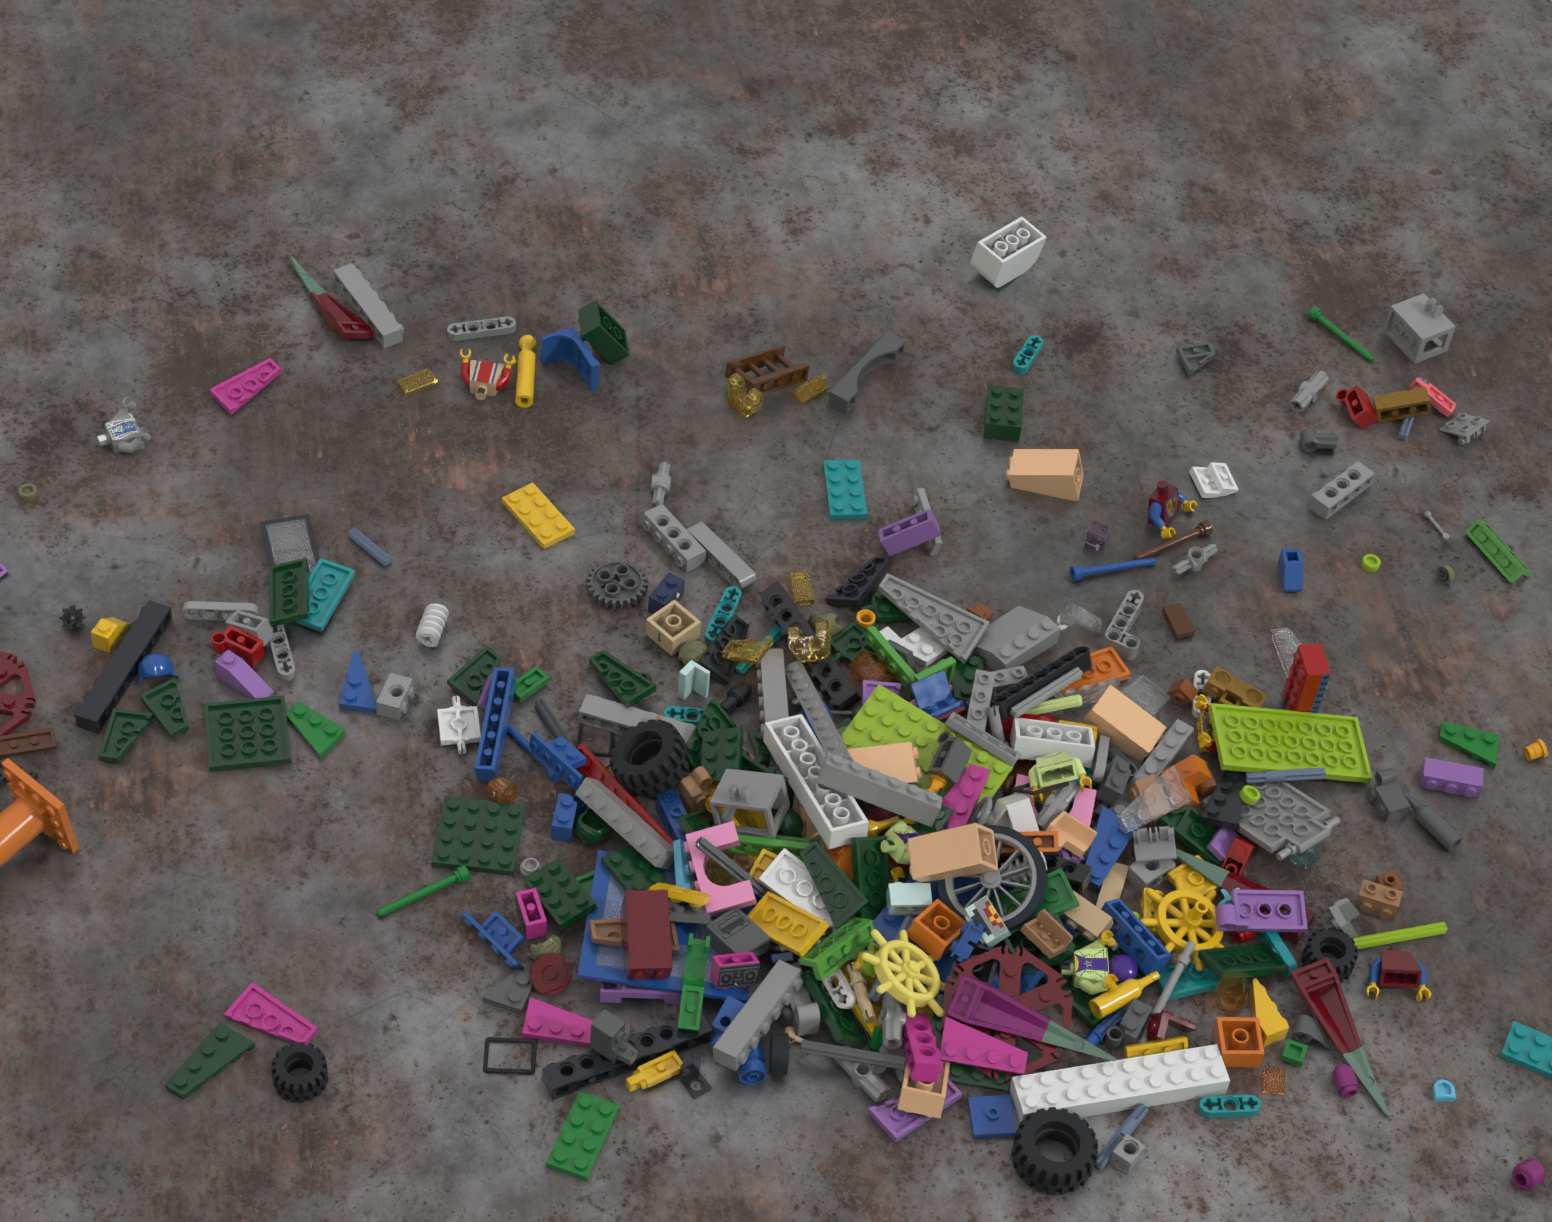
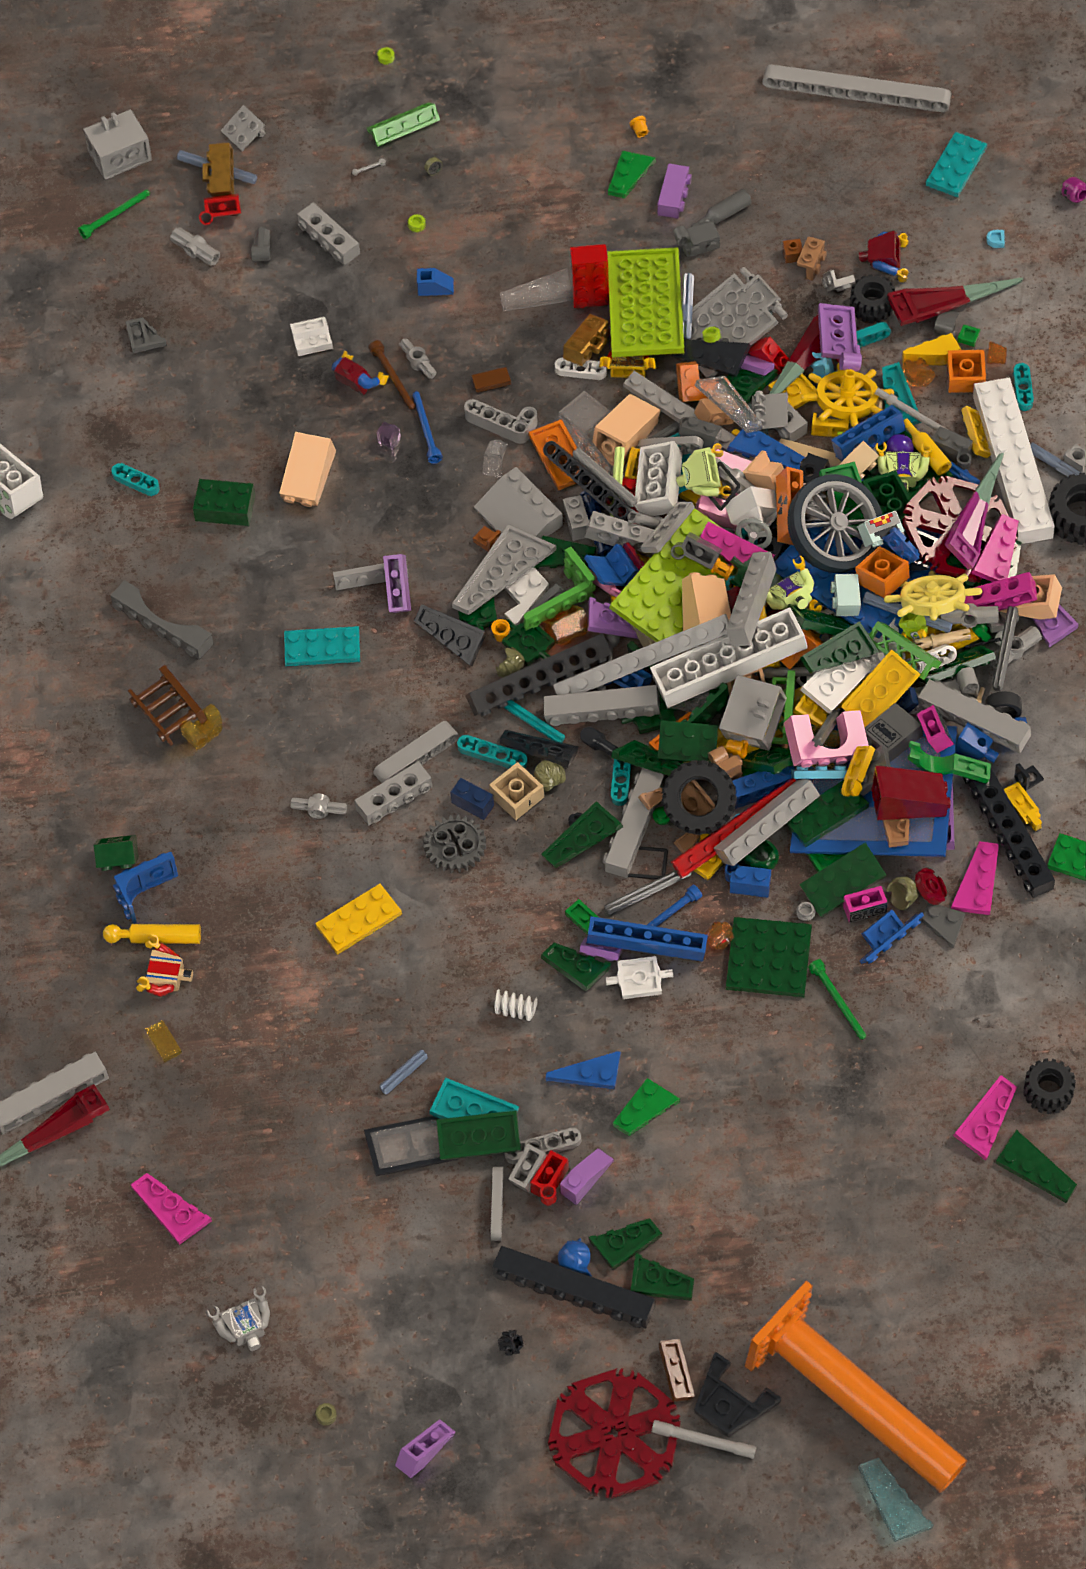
camera: 80 degrees left, 10 degrees up
(108, 633) = (527, 1305): yellow slope -> none
(247, 733) = (655, 1165): dark green plate -> none
(395, 696) = (612, 1042): light grey brick -> none
(481, 328) = (84, 981): light grey beam -> none
(503, 1070) = (1026, 923): black piece -> none
(560, 757) = (689, 879): blue bracket -> none
(610, 1039) = (1010, 827): dark grey hinge -> none
(693, 678) = (585, 773): light aqua panel -> none
(747, 650) = (550, 723): clear yellow wing -> none
(801, 587) = (454, 685): clear yellow tile -> none
(810, 389) = (182, 672): clear yellow hinge -> none
(810, 644) = (551, 666): clear yellow piece -> none
(952, 853) = (822, 545): light nougat slope -> none
(991, 1116) = (1046, 556): blue plate -> none
(1047, 934) = (891, 485): medium nougat bracket -> none
(1158, 1024) = (953, 421): dark red bracket -> none
(1182, 692) = (584, 380): dark orange plate -> none
(1242, 961) = (887, 358): dark green plate -> none
(1345, 1080) = (994, 302): magenta brick -> none
(1400, 935) = (841, 246): lime axle -> none
(1437, 398) = (201, 147): coral hinge -> none

